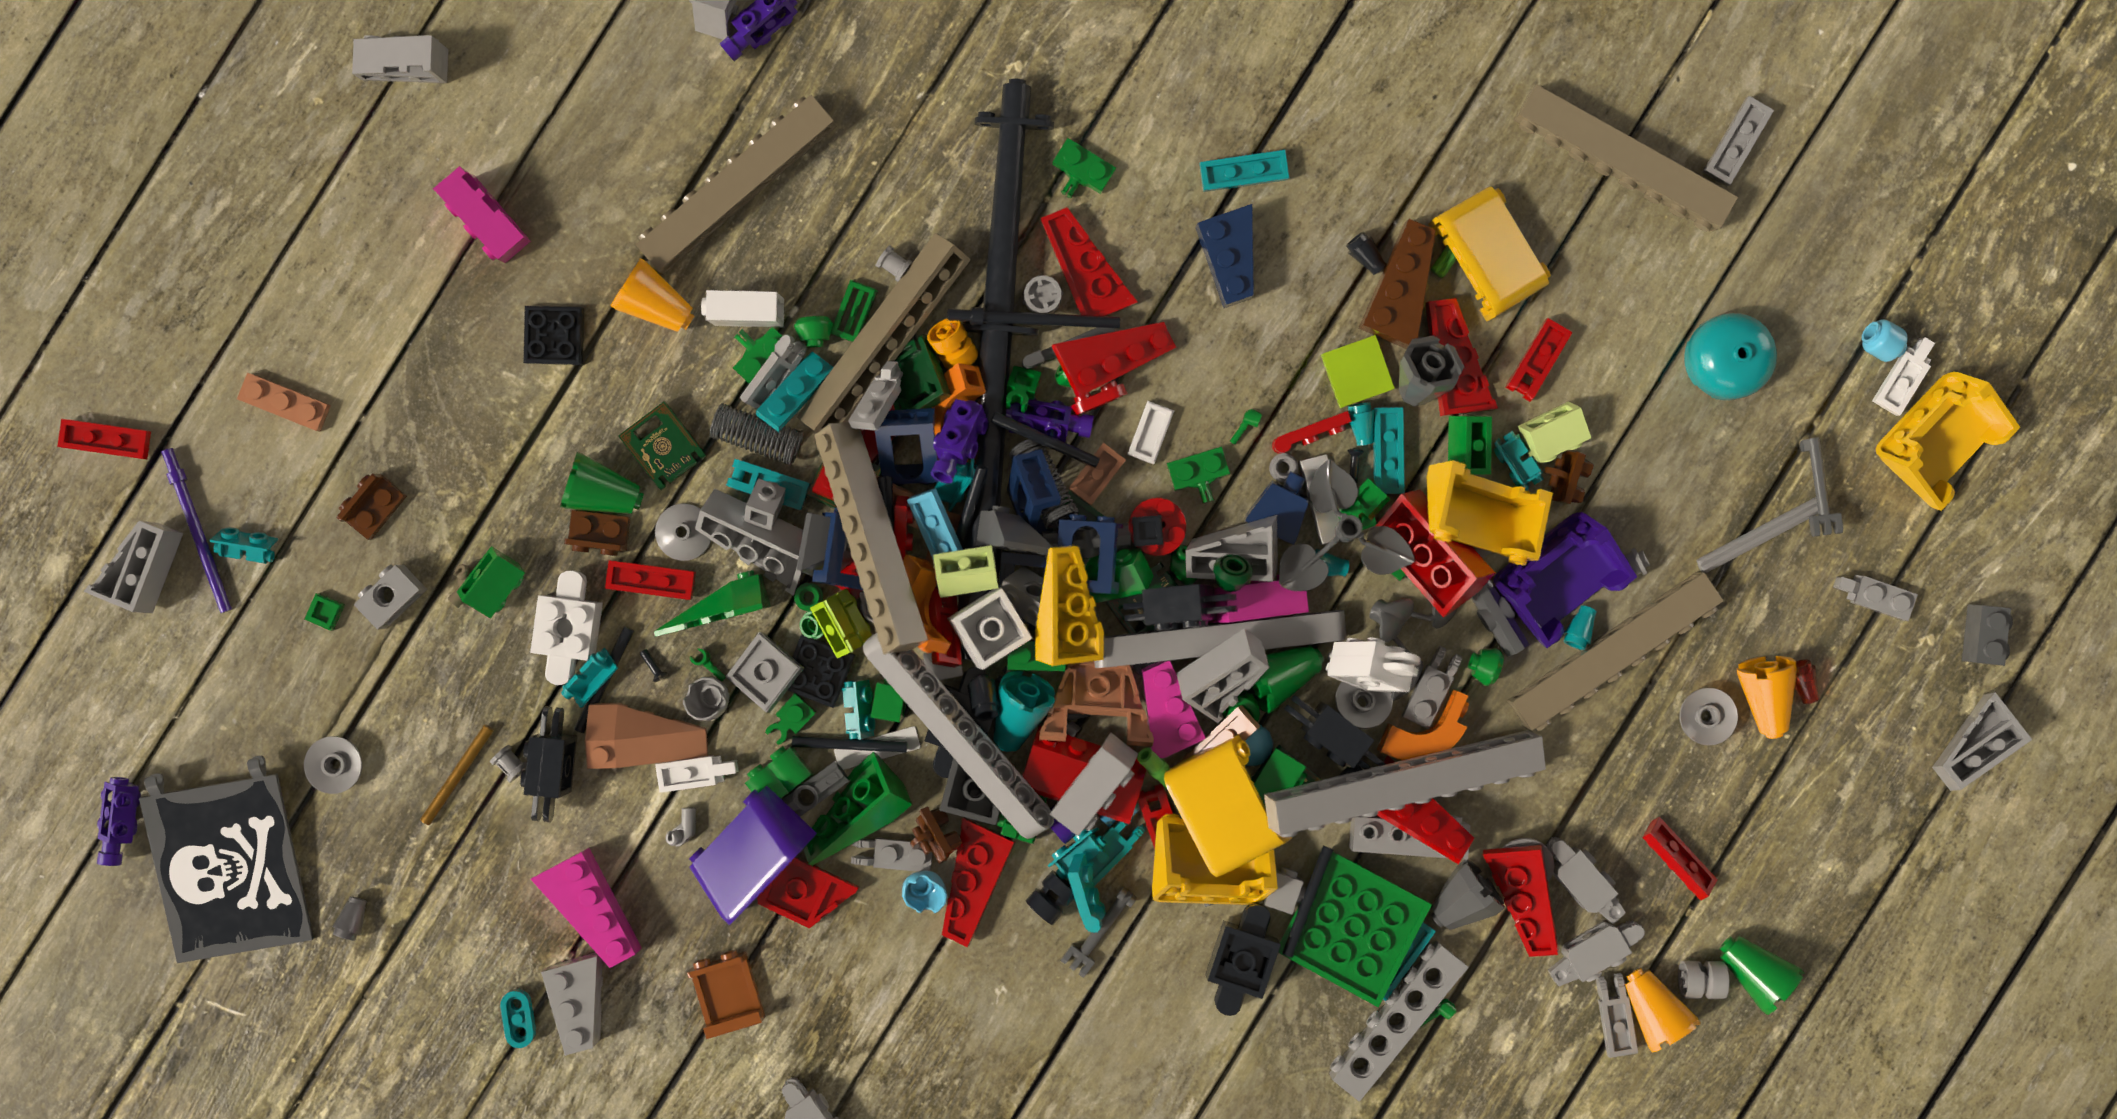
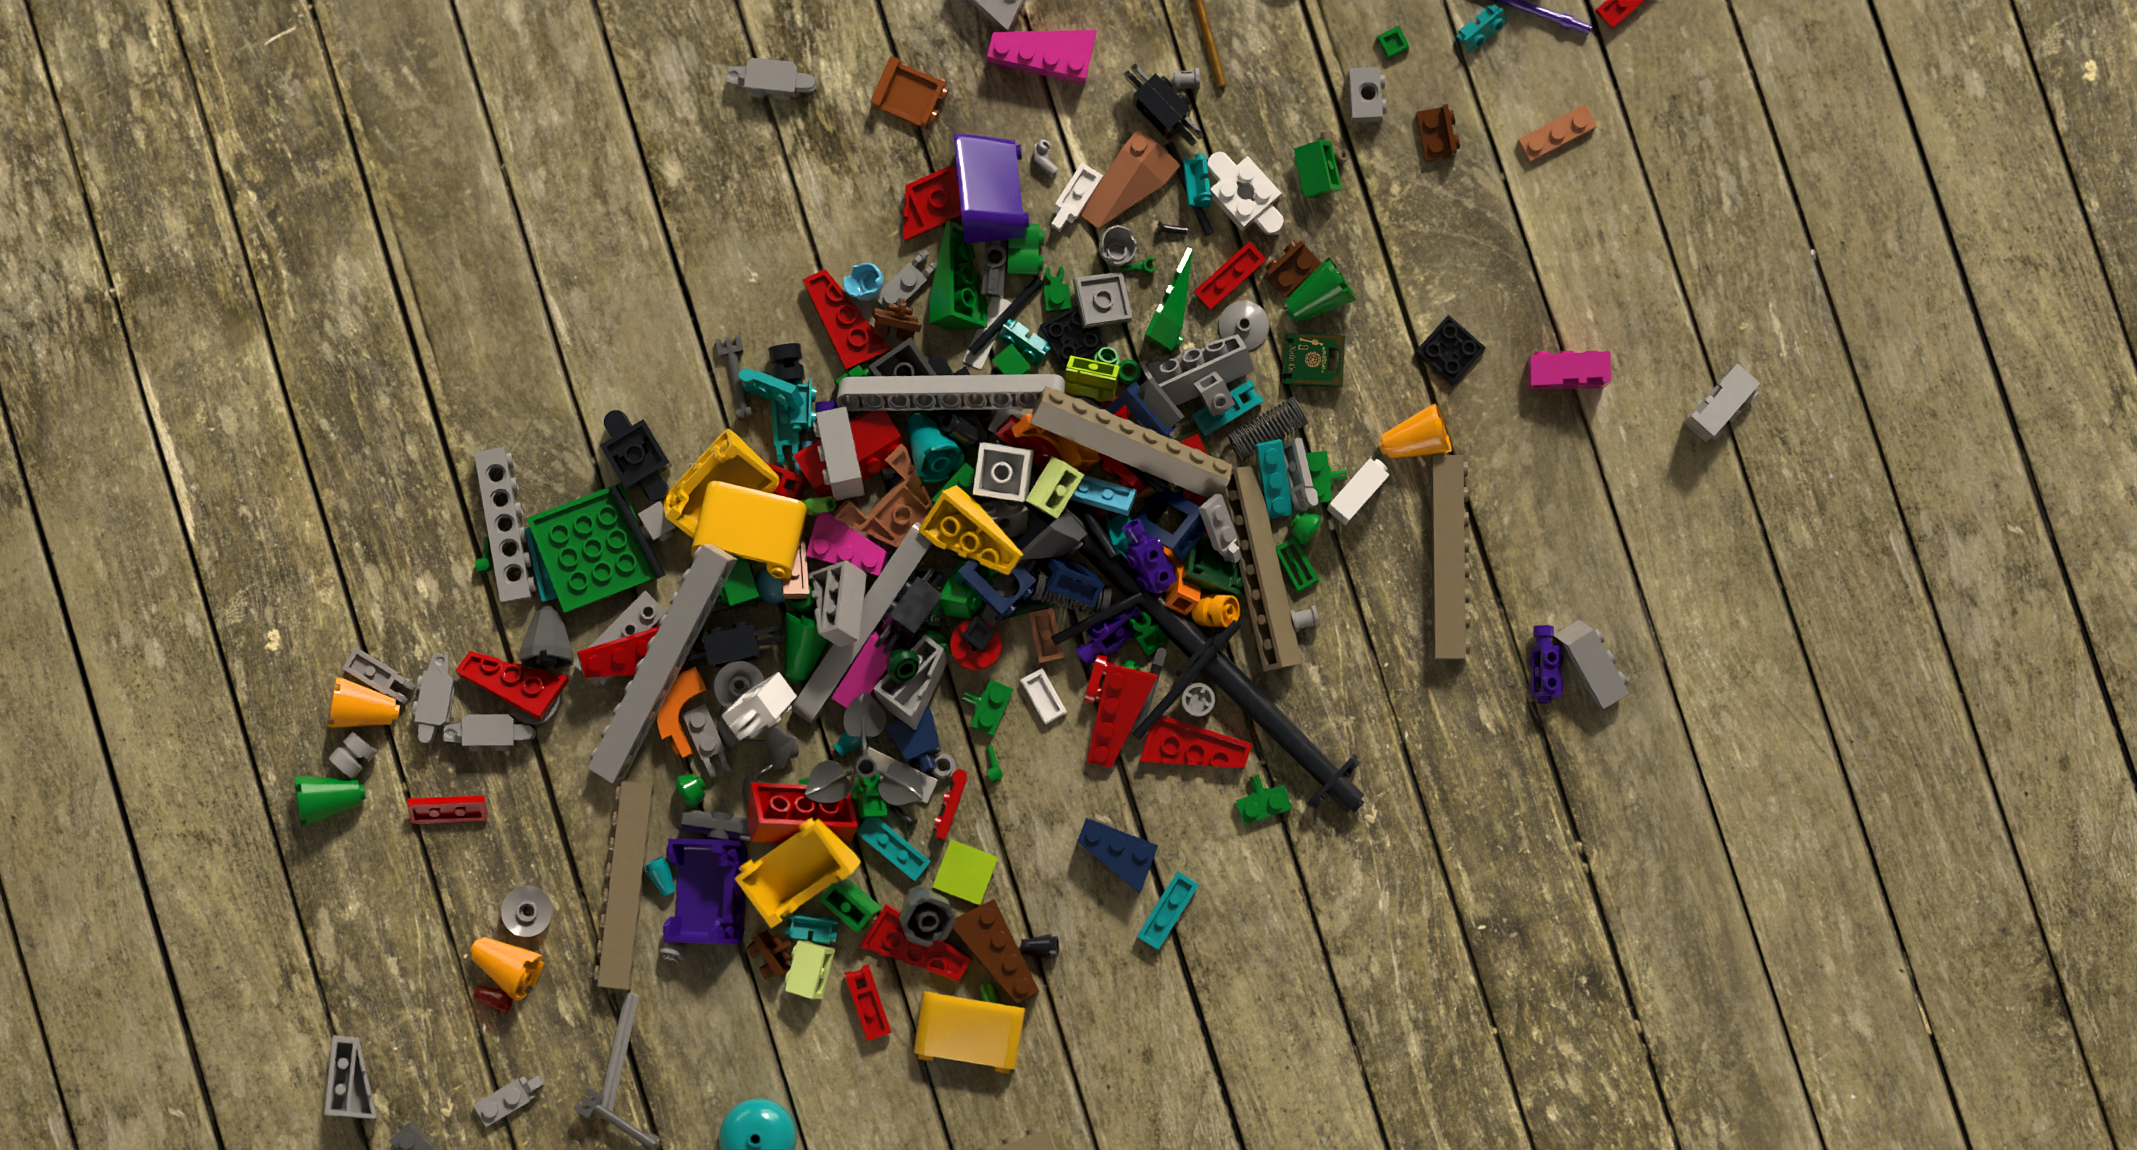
camera: 125 degrees right, 5 degrees down
(1362, 422) = (930, 846): teal cone -> none

